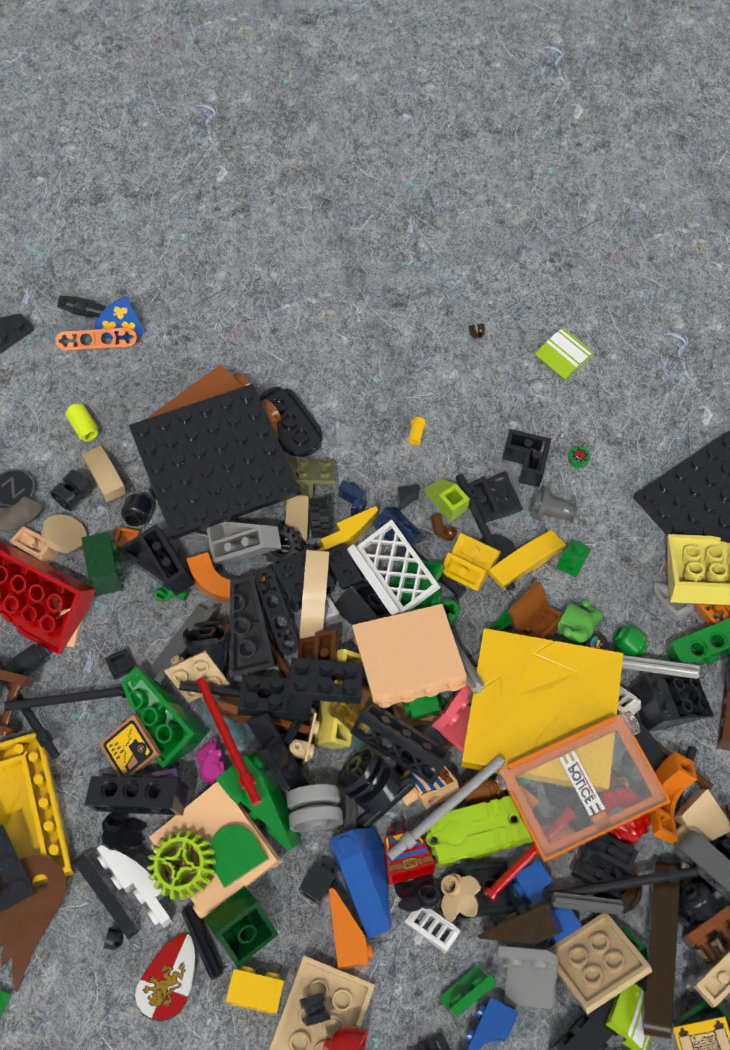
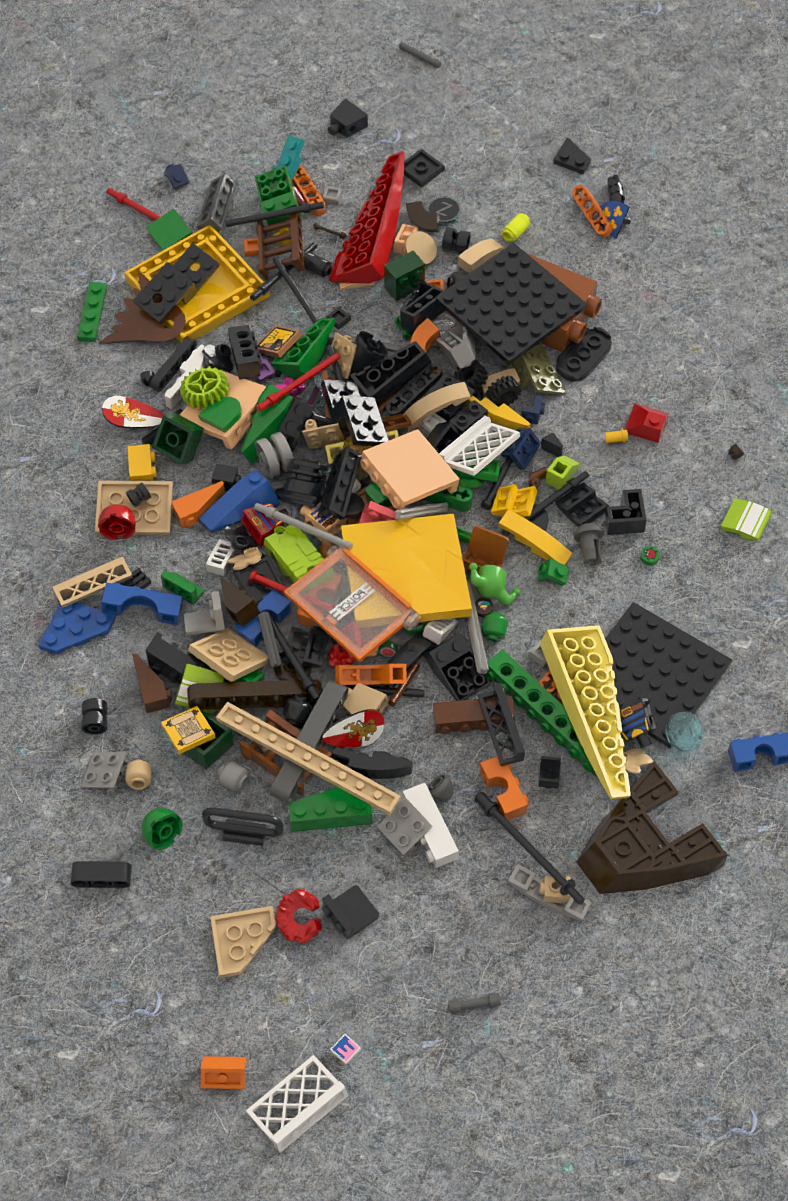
camera: 75 degrees right, 5 degrees down
(408, 394) = (646, 422): none -> red slope

